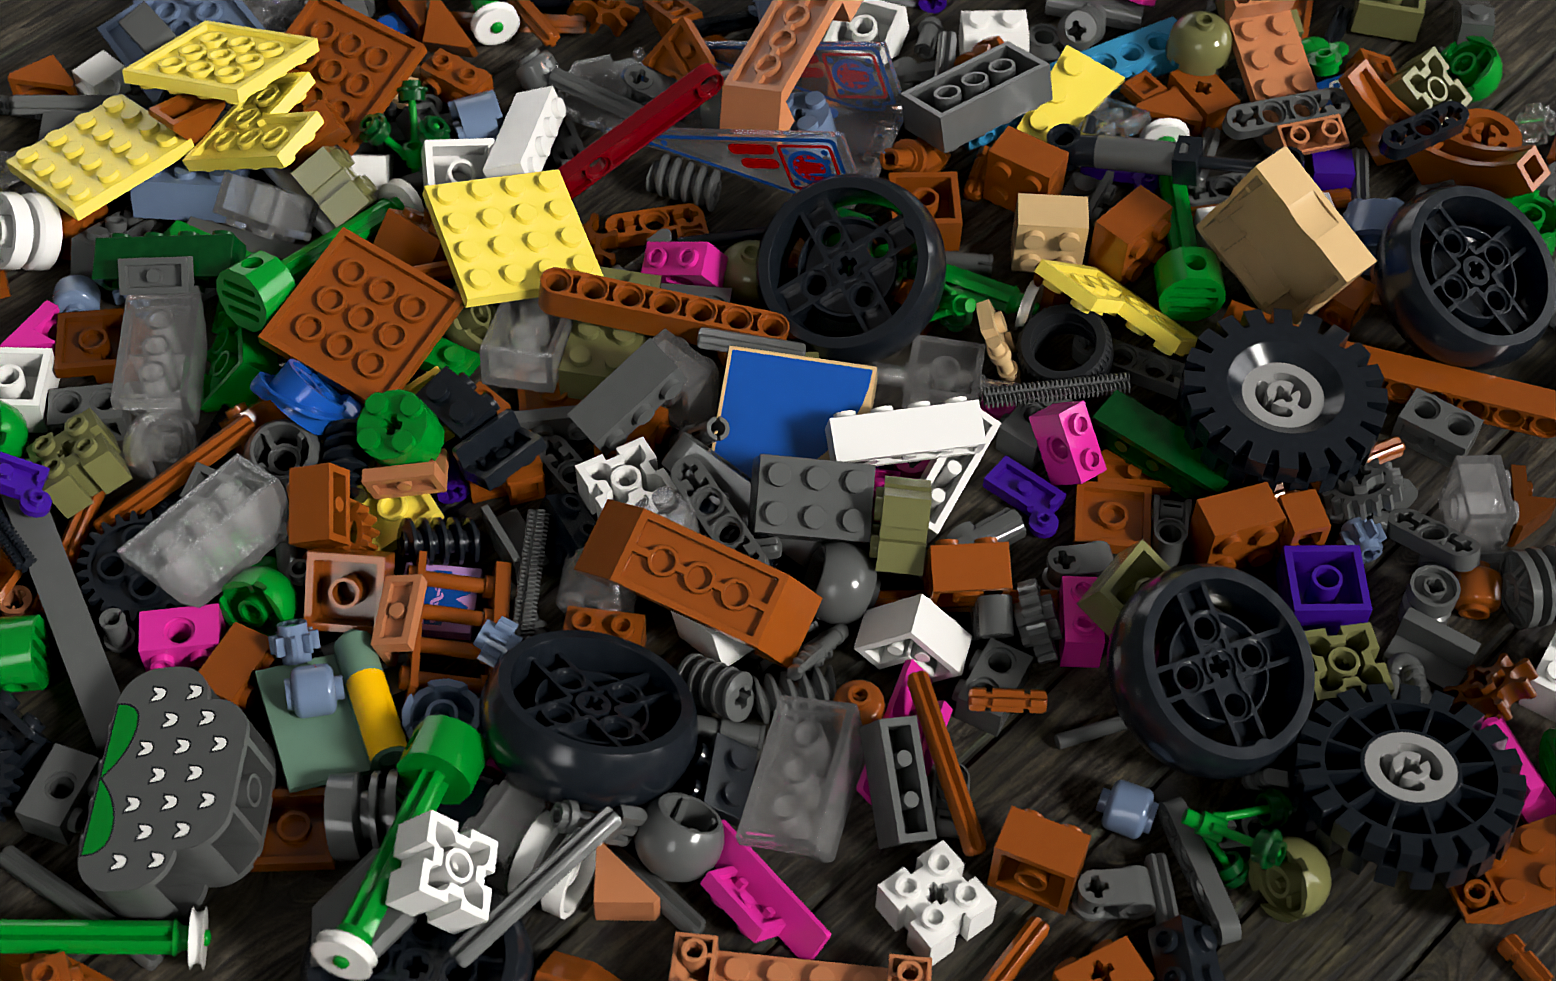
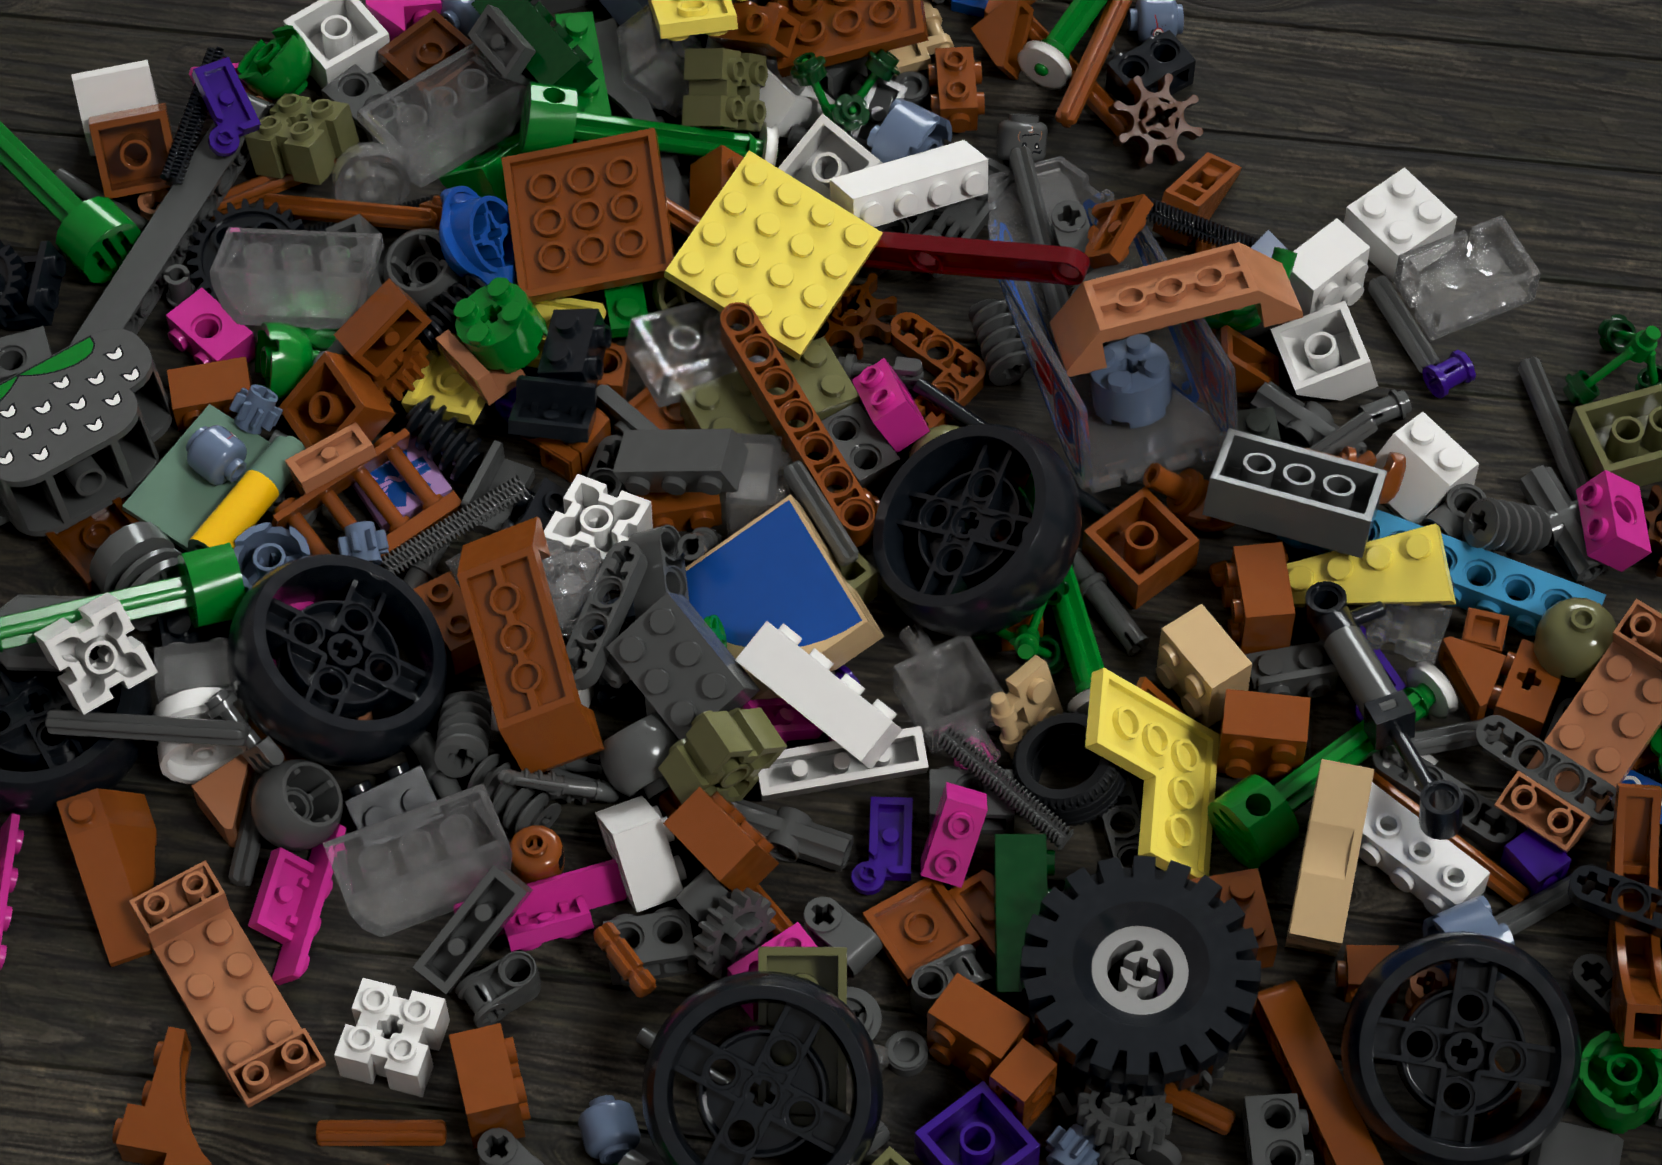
camera: 55 degrees right, 5 degrees up
(946, 764) = (522, 950): dark orange axle -> none

